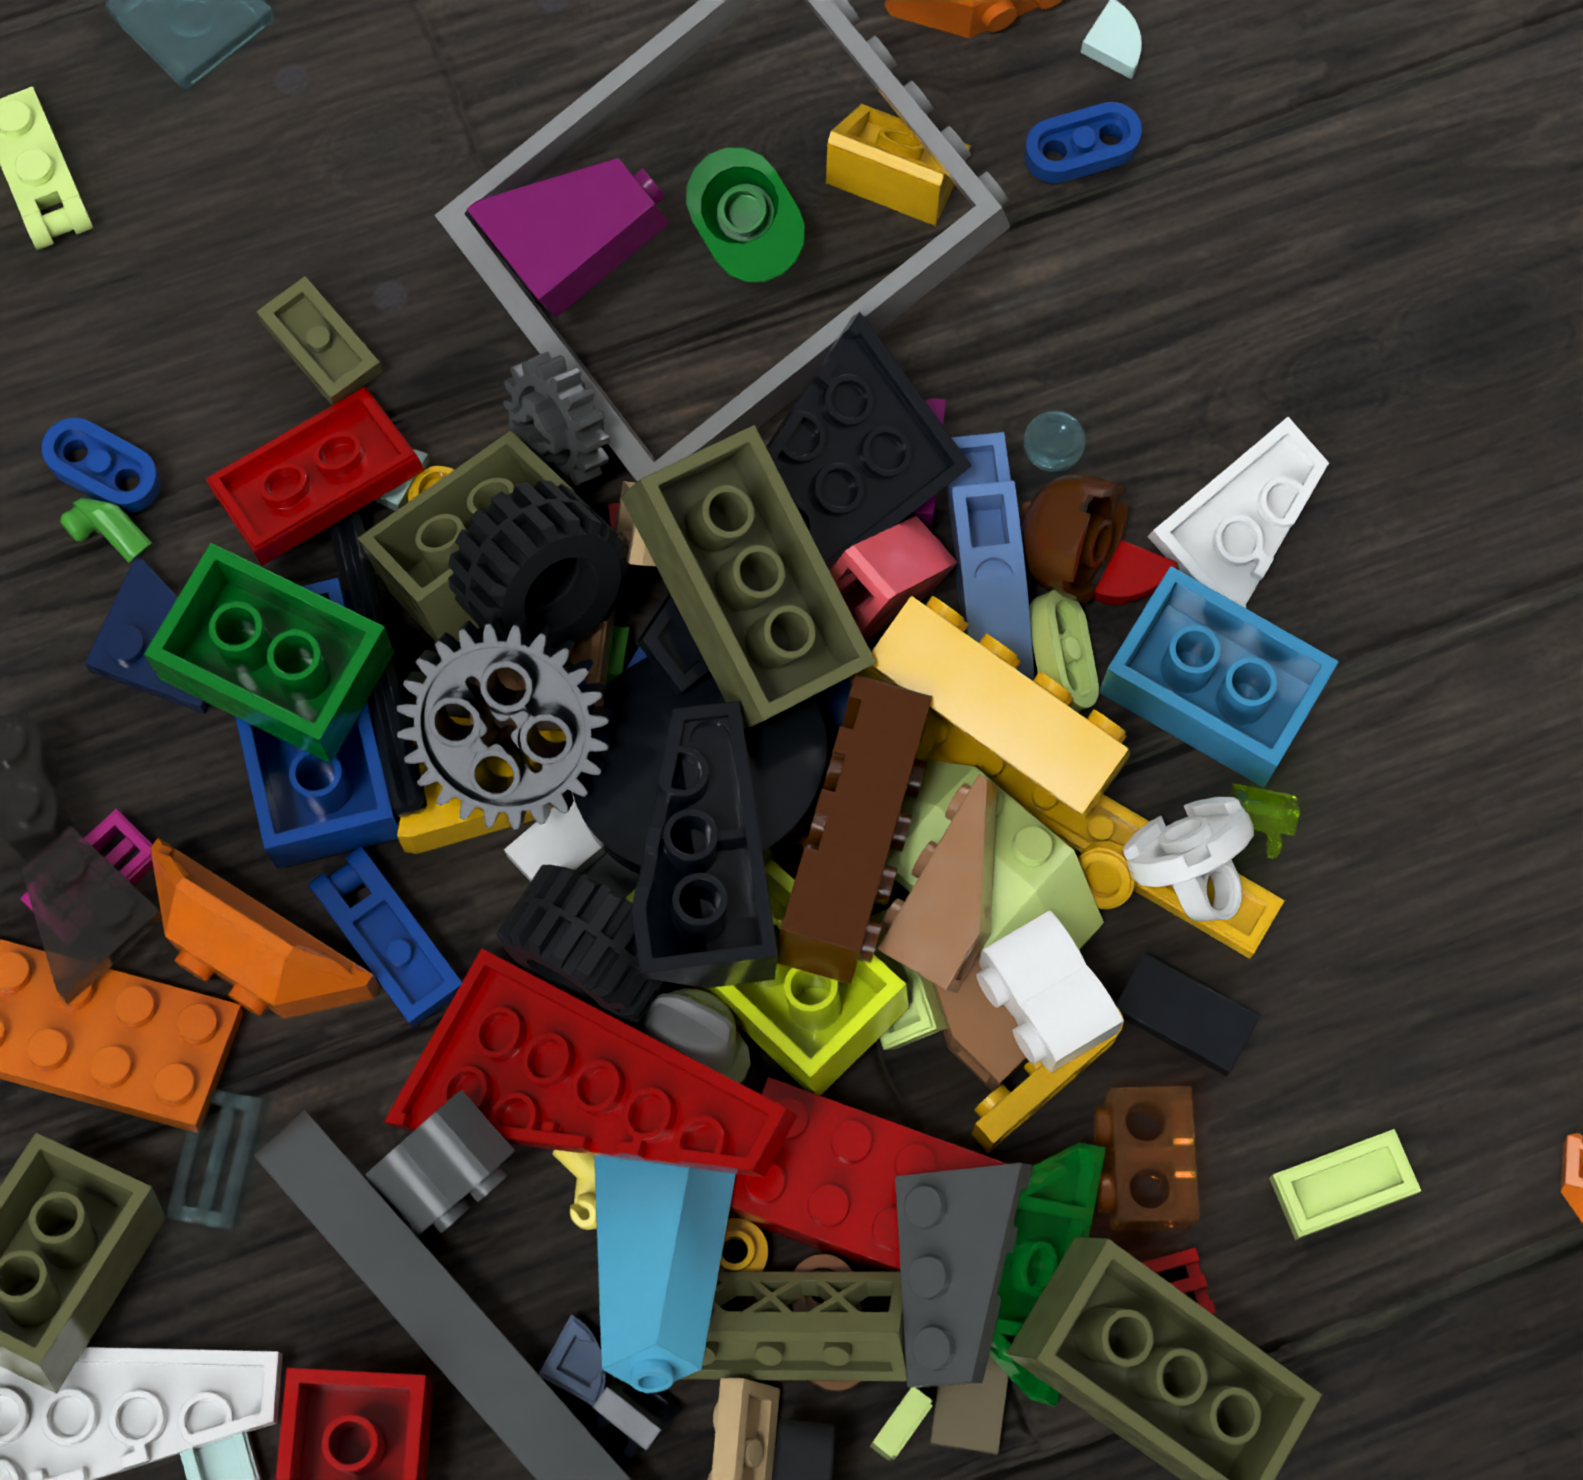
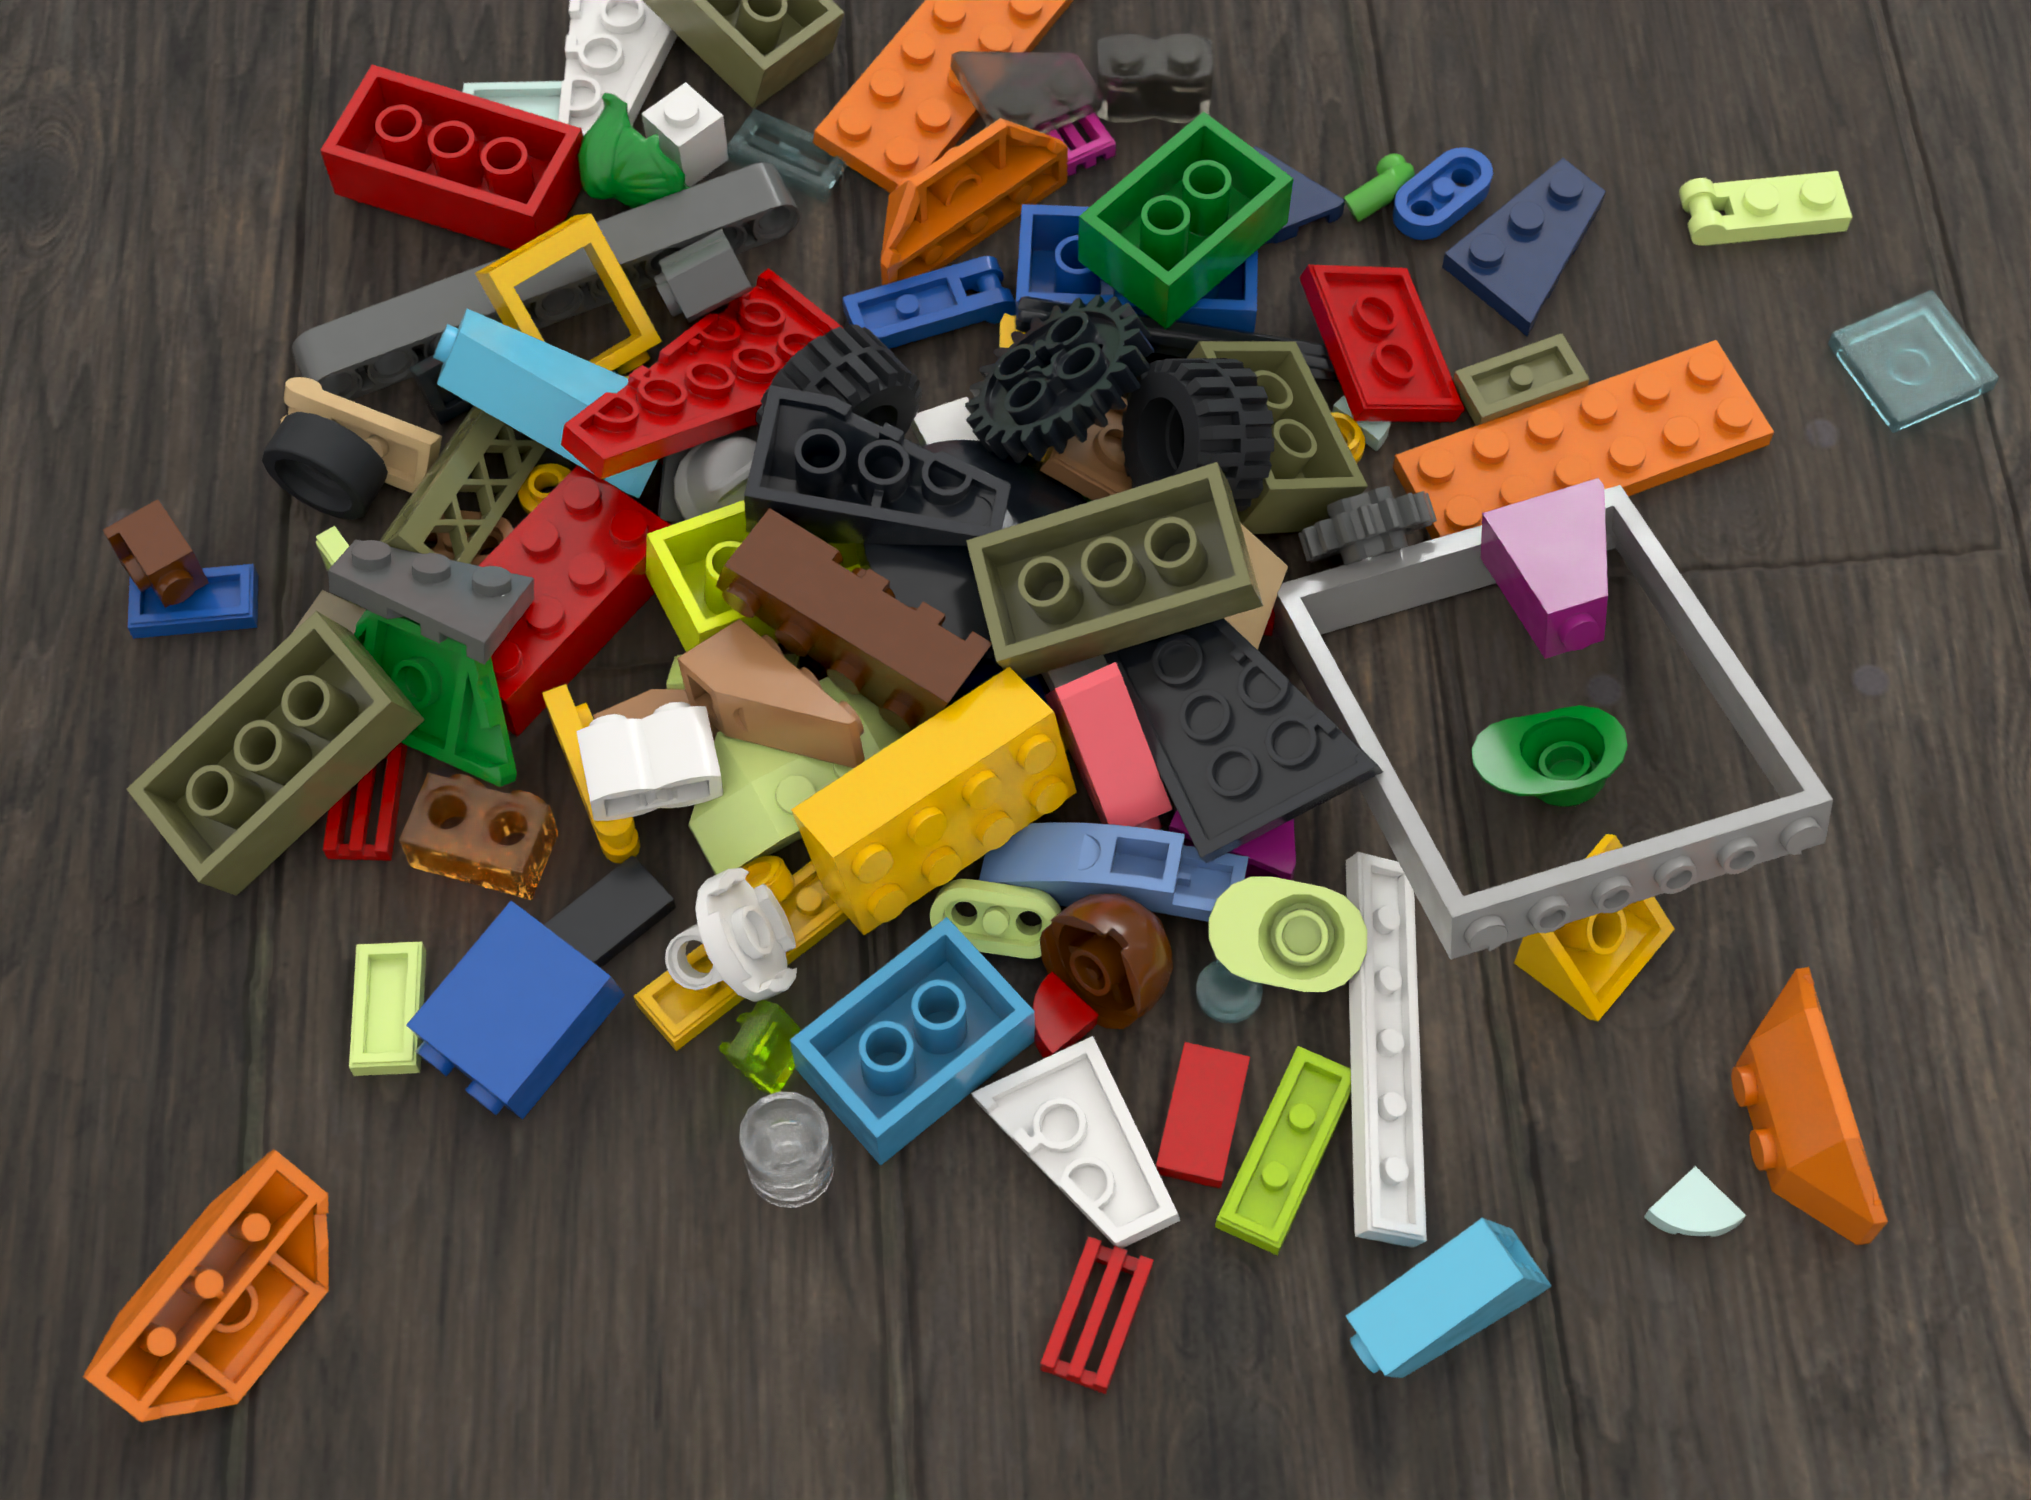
camera: 110 degrees right, 10 degrees down
(138, 375) = (1525, 244): none -> dark blue wing
(236, 1270) = (688, 132): none -> white brick
(309, 1318) = (622, 162): none -> green hair
(378, 274) = (1622, 430): none -> orange plate
(468, 1308) = (538, 254): none -> yellow window
(1000, 387) = (1287, 934): none -> yellowish green piece
(1063, 300) = (1386, 1058): none -> white tile
(1079, 143) = (1569, 1129): blue plate -> none
(1177, 433) = (1202, 1115): none -> tile
(1181, 359) = (1286, 1151): none -> lime tile
(1278, 191) = (1445, 1299): none -> medium azure slope
(1320, 1047) = (514, 1012): none -> blue brick
(1366, 742) = (783, 1134): none -> clear wheel
(1390, 447) = (1116, 1261): none -> tile

